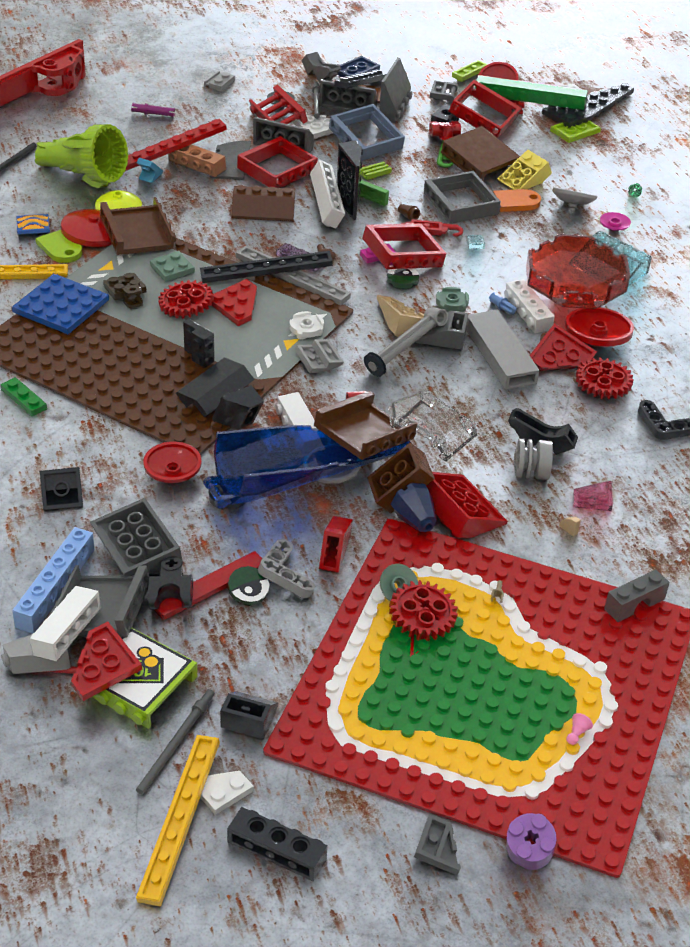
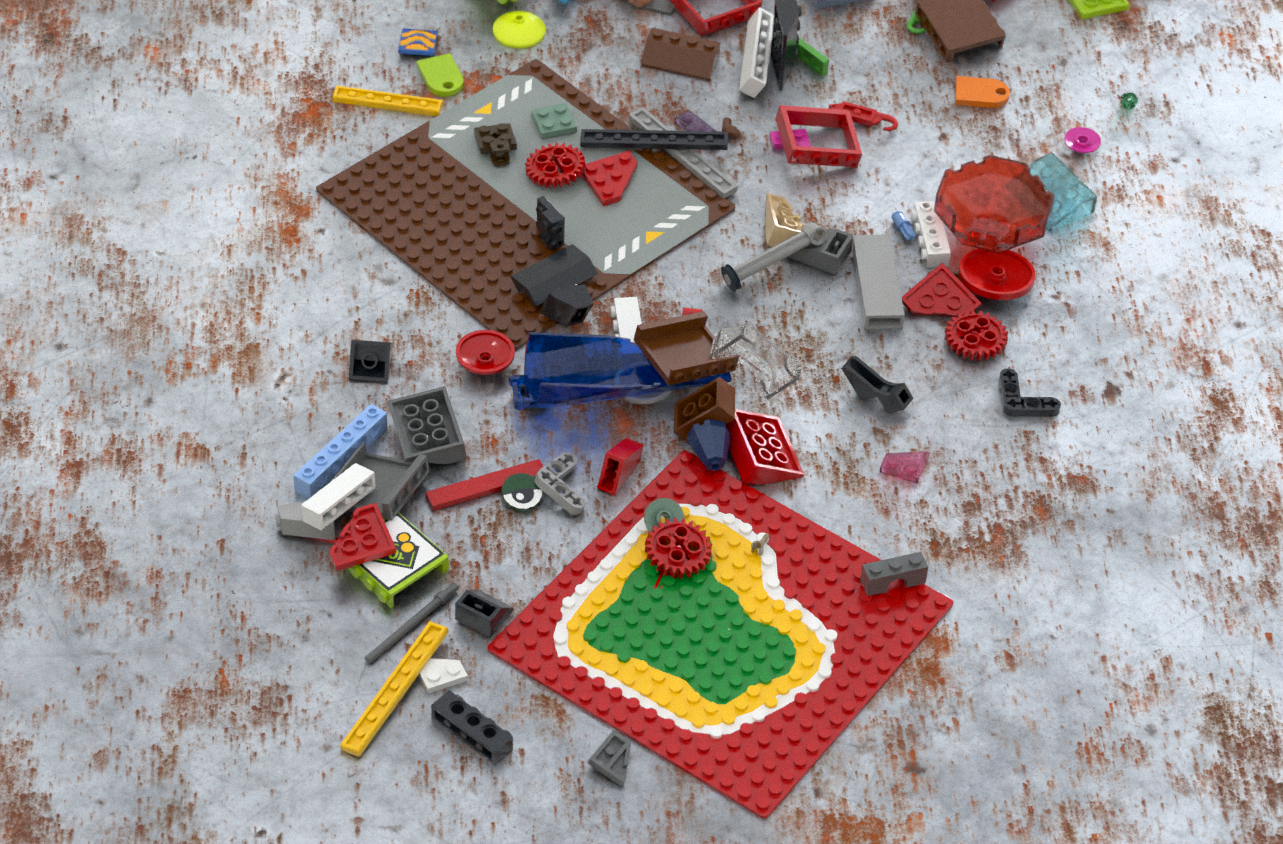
camera: 15 degrees right, 5 degrees up
(23, 396) = (358, 252): green plate -> none
(60, 303) = (422, 149): blue plate -> none
(85, 228) = (482, 57): red dish -> none
(137, 228) = (528, 68): reddish brown panel -> none
(170, 584) = (447, 477): black piece -> none
(313, 328) = (669, 224): white plate -> none
(319, 356) = (677, 257): light grey slope -> none
(375, 170) = (828, 26): lime tile -> none
(403, 278) = (805, 175): dark green tile -> none
(409, 211) = (846, 90): reddish brown cone -> none
(434, 187) = (914, 57): dark grey window -> none
(452, 299) = (853, 219): sand green plate -> none
(475, 242) = (906, 142): clear light blue plate -> none
(522, 851) = (697, 760): medium lavender brick -> none
(526, 172) = (1004, 57): light yellow slope -> none
(533, 459) = (852, 414): light grey wheel -> none
(571, 525) = (865, 491): tan tile -> none
(574, 198) = (1047, 99): light grey dish -> none
(580, 724) = (783, 683): bright pink piece -> none

